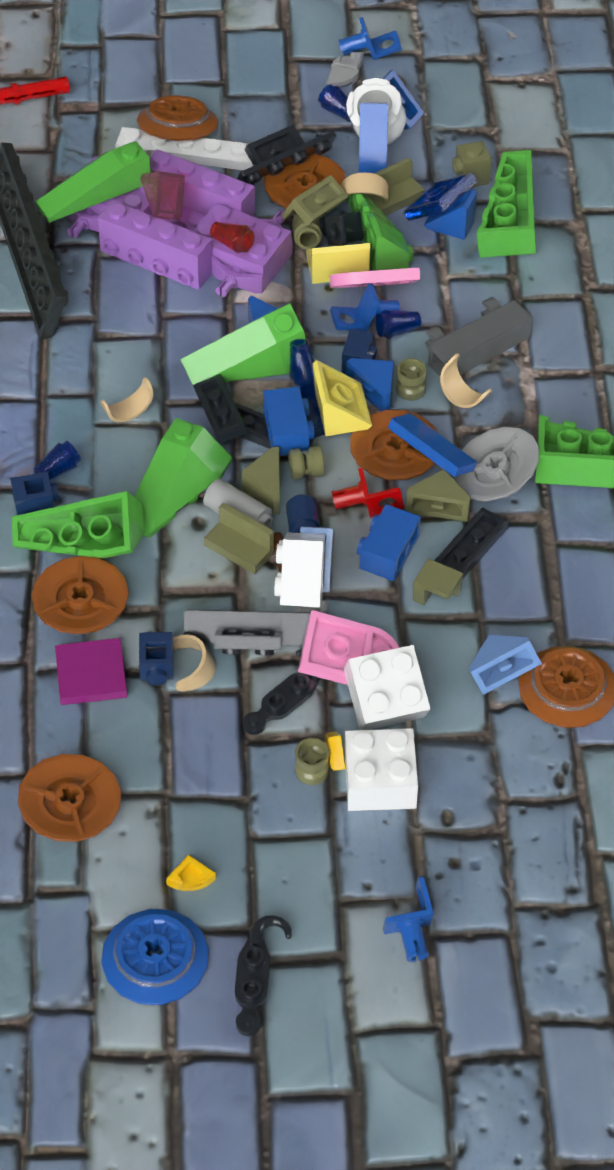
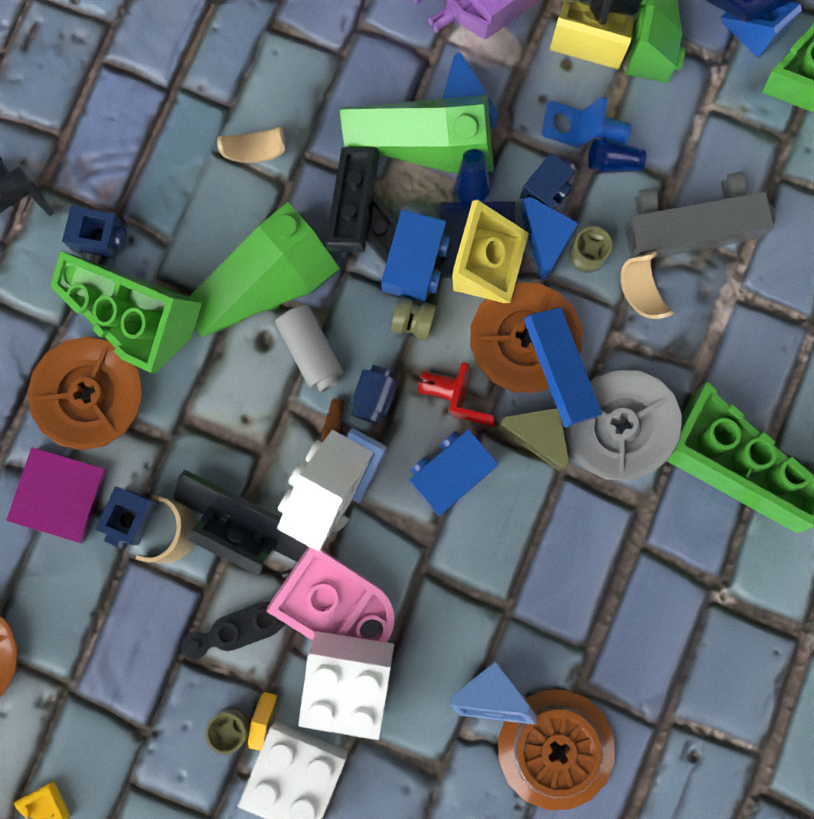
camera: 25 degrees right, 30 degrees up
(59, 460) = (143, 194): clear blue cone -> none
(241, 539) = (289, 395): olive panel -> none
(262, 480) = (357, 322): olive slope -> none
(377, 278) = (618, 86): bright pink tile -> none
(438, 580) = (476, 558): olive panel -> none
(473, 541) = (541, 511): black tile -> none

